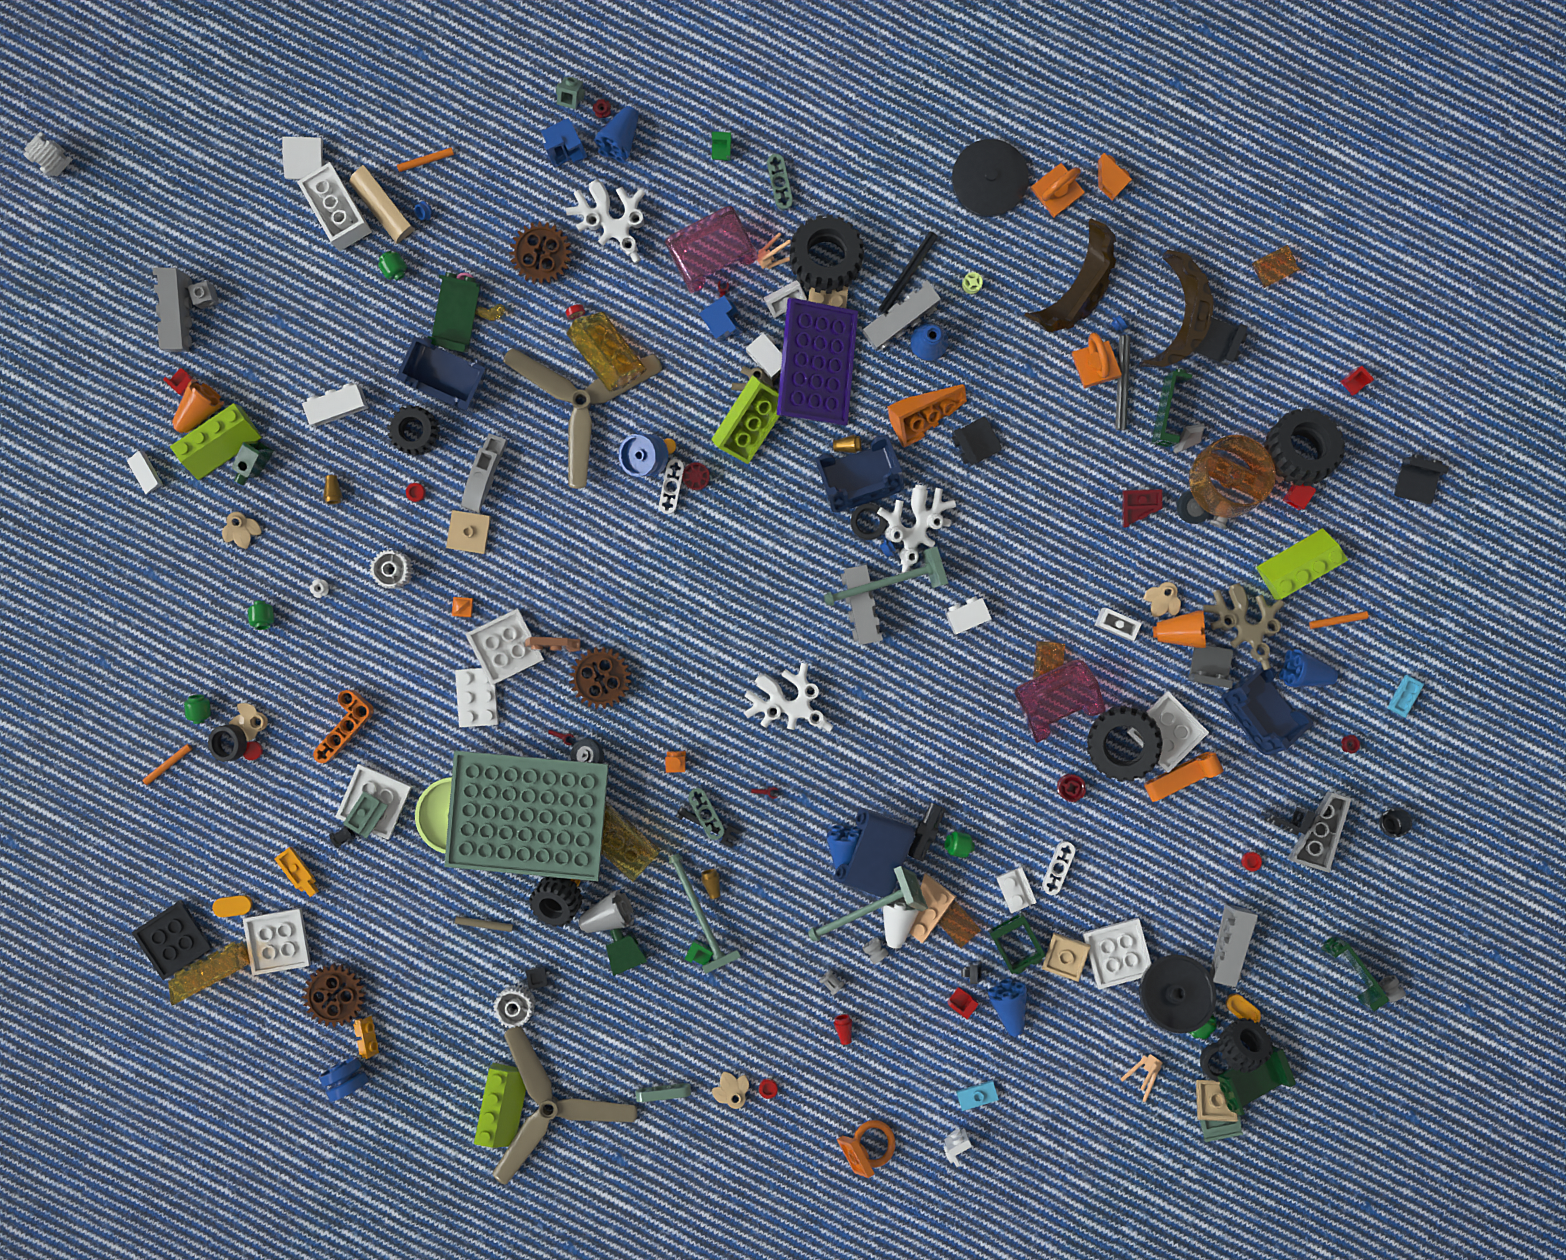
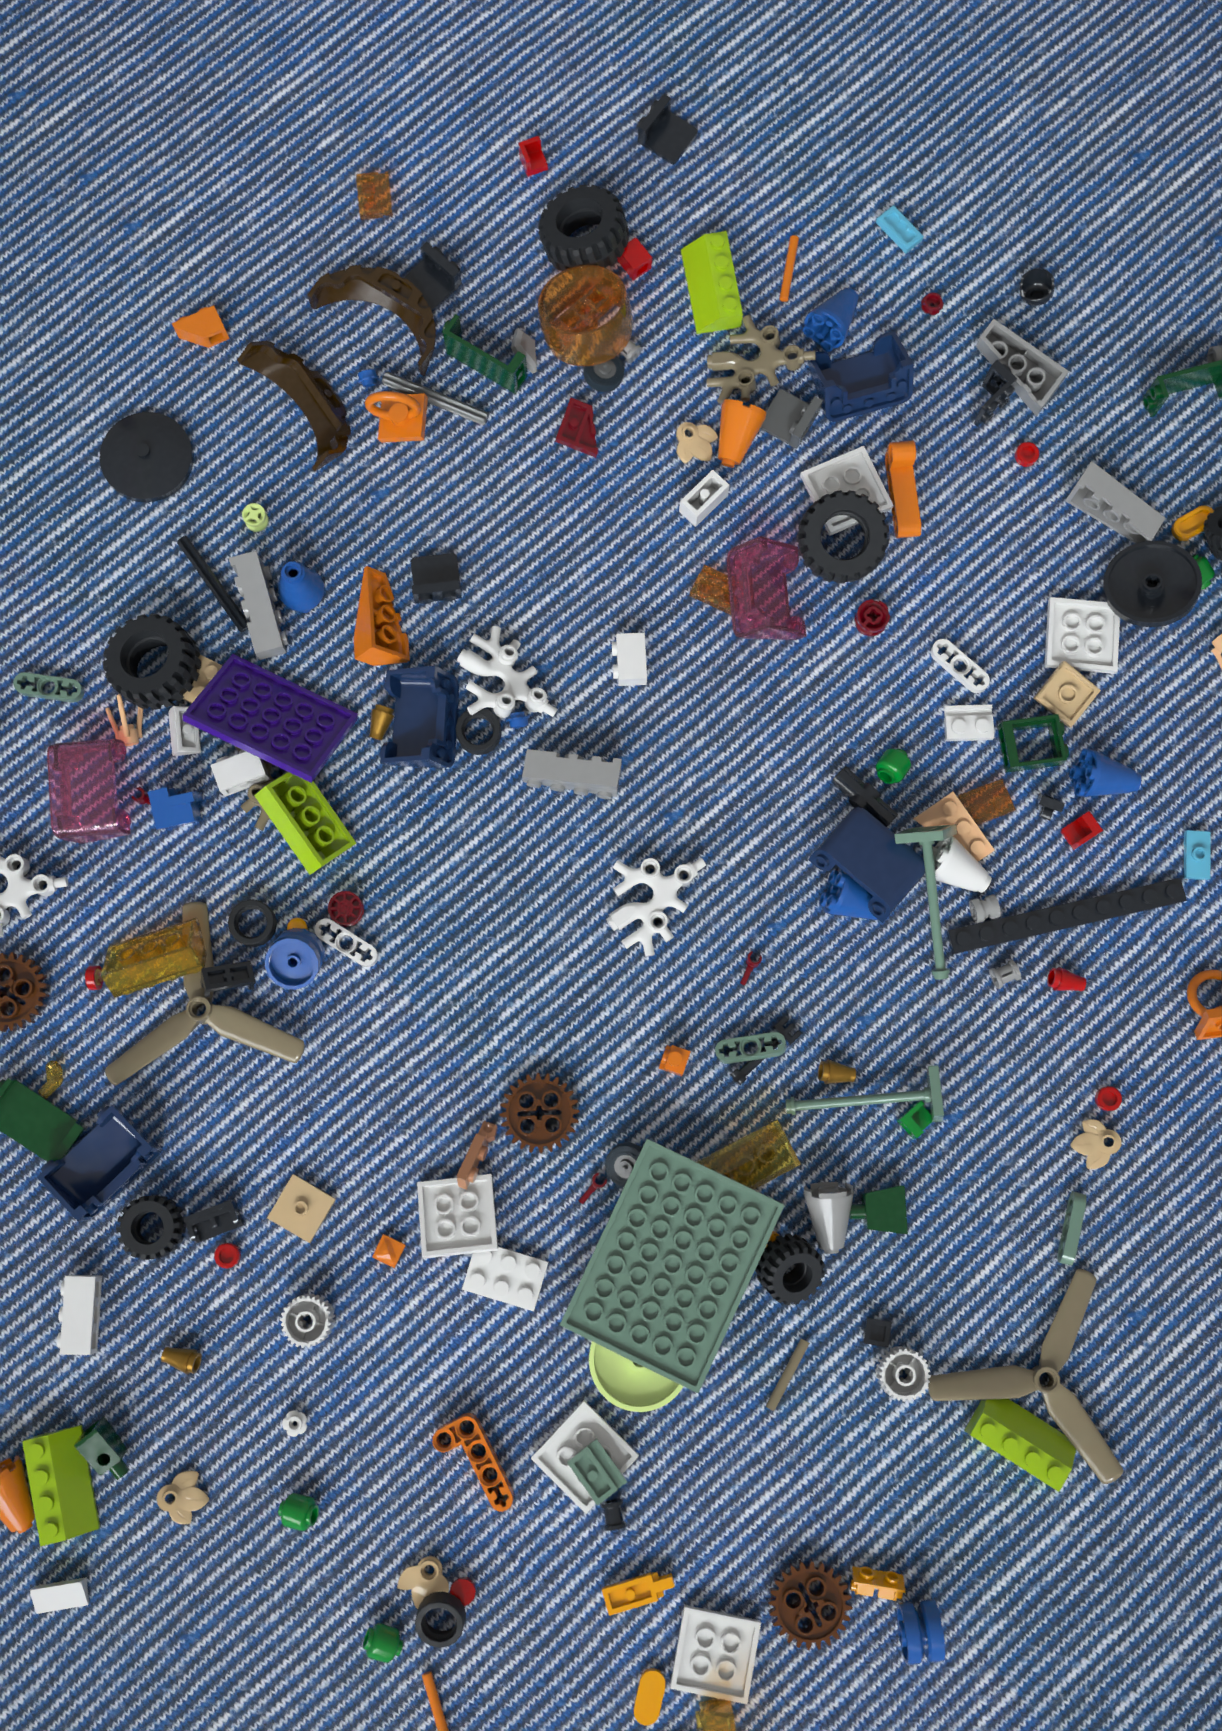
camera: 70 degrees left, 10 degrees down
(435, 472) = (213, 1221): none -> black hinge
(482, 472) = (237, 1161): light grey slope -> none
(610, 411) = (227, 977): none -> black hinge
(655, 397) = (246, 905): none -> black tyre
(893, 1013) = (1066, 916): none -> black plate
(932, 567) = (560, 675): sand green tile -> none
(1058, 189) = (191, 388): orange tile -> none

